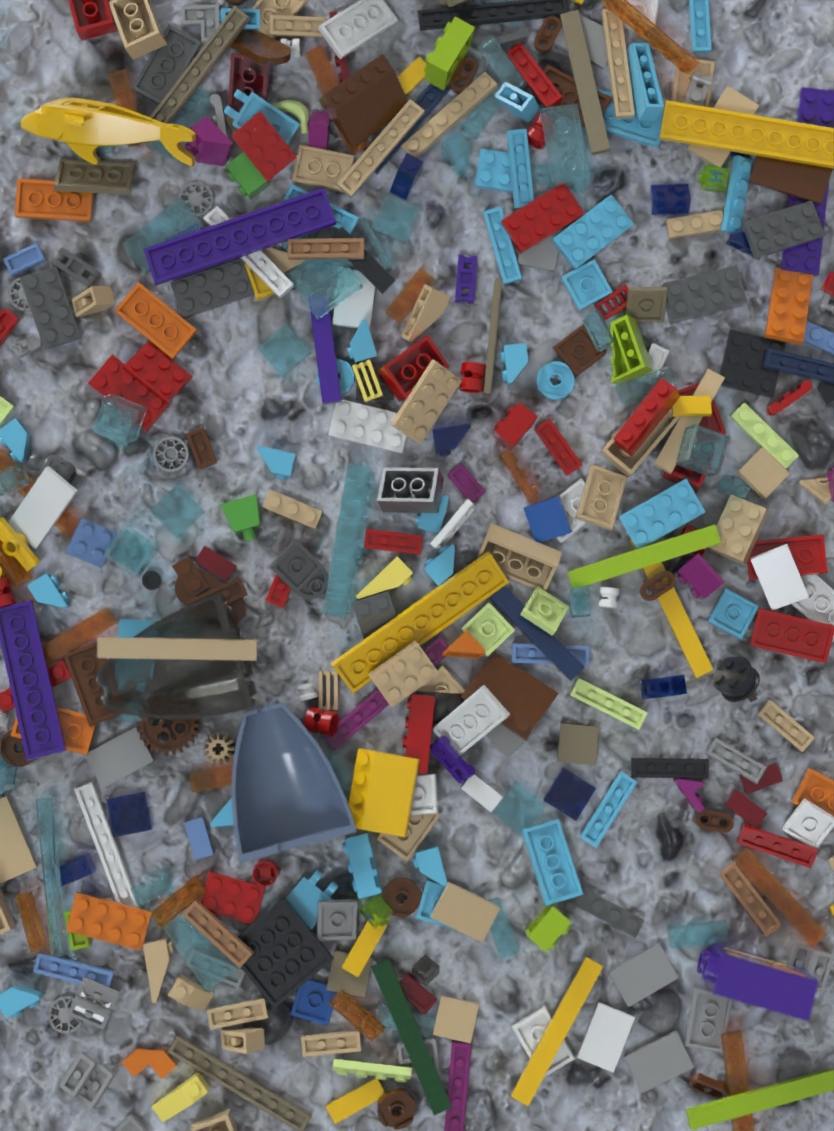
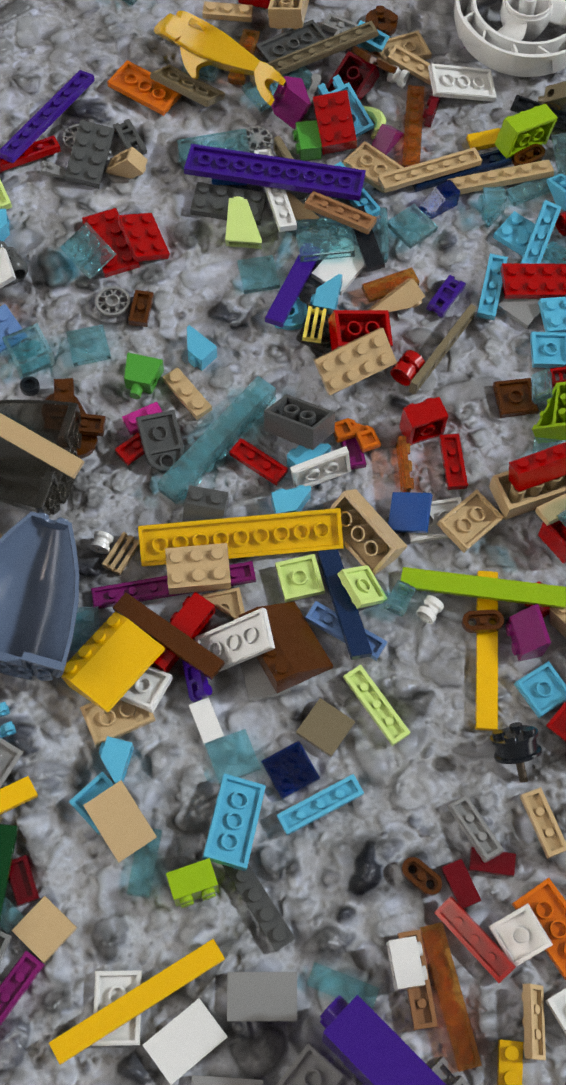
camera: 30 degrees right, 20 degrees down
(24, 259) = (94, 114): medium blue tile -> none
(77, 58) = (227, 11): none -> tan plate
(155, 320) = (167, 202): orange plate -> none
(215, 563) = (92, 399): dark red tile -> none
(231, 204) = (281, 149): none -> dark tan tile
(241, 311) = (241, 226): none -> yellowish green slope
(260, 289) = (268, 221): yellow tile -> none
(268, 554) = (130, 419): none -> dark pink plate
(321, 721) = (97, 572): red wheel -> none
(362, 865) = (51, 722): medium azure wedge -> none
(365, 101) = (435, 128): reddish brown slope -> none
(366, 426) = (292, 363): white plate -> none
(376, 912) = (35, 772): clear neon green brick -> none
(388, 579) = (241, 487): light yellow slope -> none
(410, 889) = (66, 763): reddish brown plate -> none
(414, 745) = (169, 636): none -> reddish brown tile
(425, 970) = (46, 861): clear smoke slope -> none
(448, 438) = (360, 405): clear blue slope -> none
(465, 647) = (268, 579): orange slope -> none
(469, 465) = (365, 435): none -> orange tile
(515, 360) = (453, 375): medium azure slope -> none
(564, 375) = (480, 418): medium azure plate -> none
(662, 514) = (521, 558): medium azure plate -> none
(663, 686) = (440, 717): clear blue slope -> none
(669, 768) = (404, 800): black tile -> none
(688, 788) = (413, 827): magenta slope -> none
(738, 896) = (406, 963): none -> white brick

